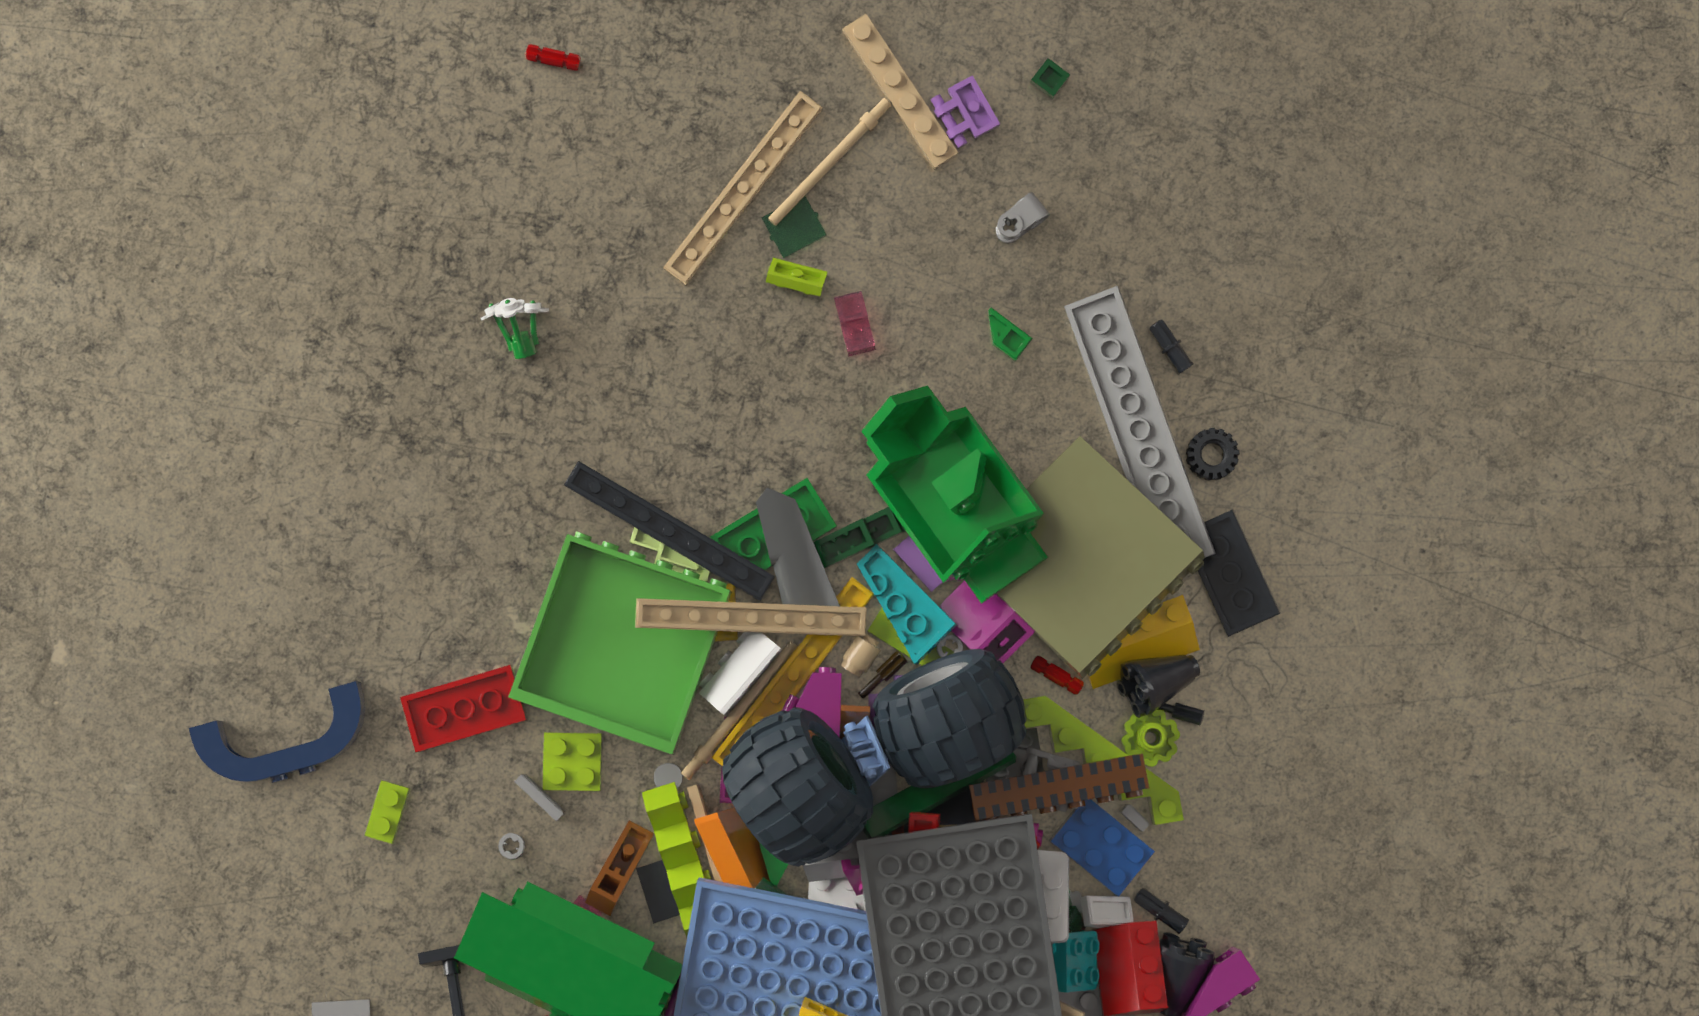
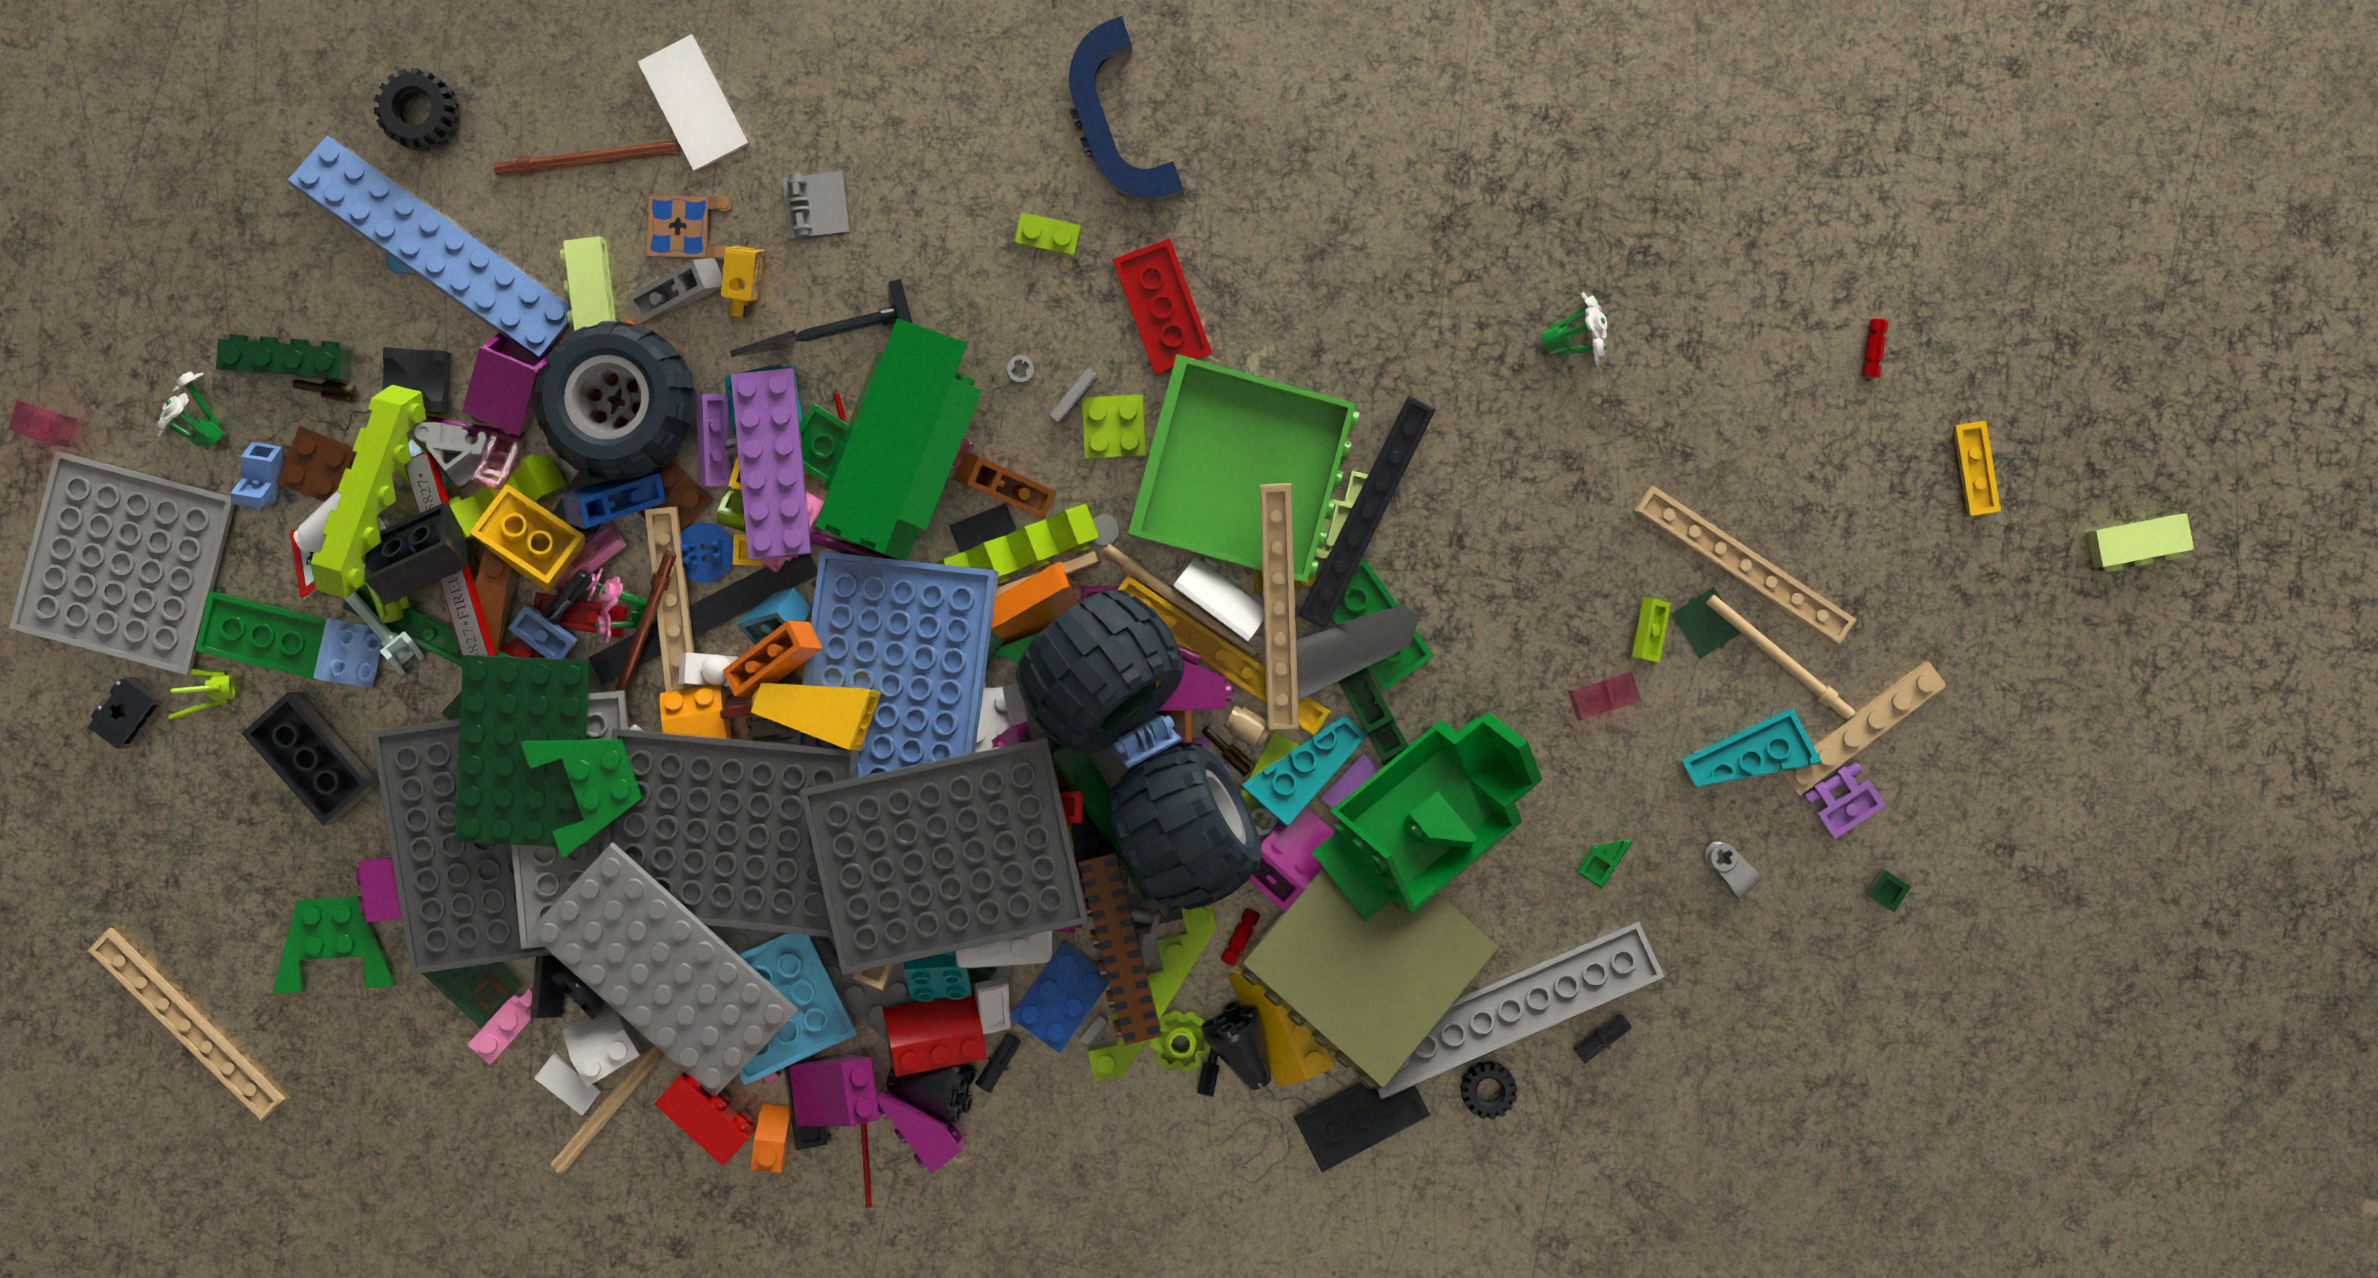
camera: 80 degrees right, 5 degrees up
(915, 188) = (1758, 751): none -> teal wing

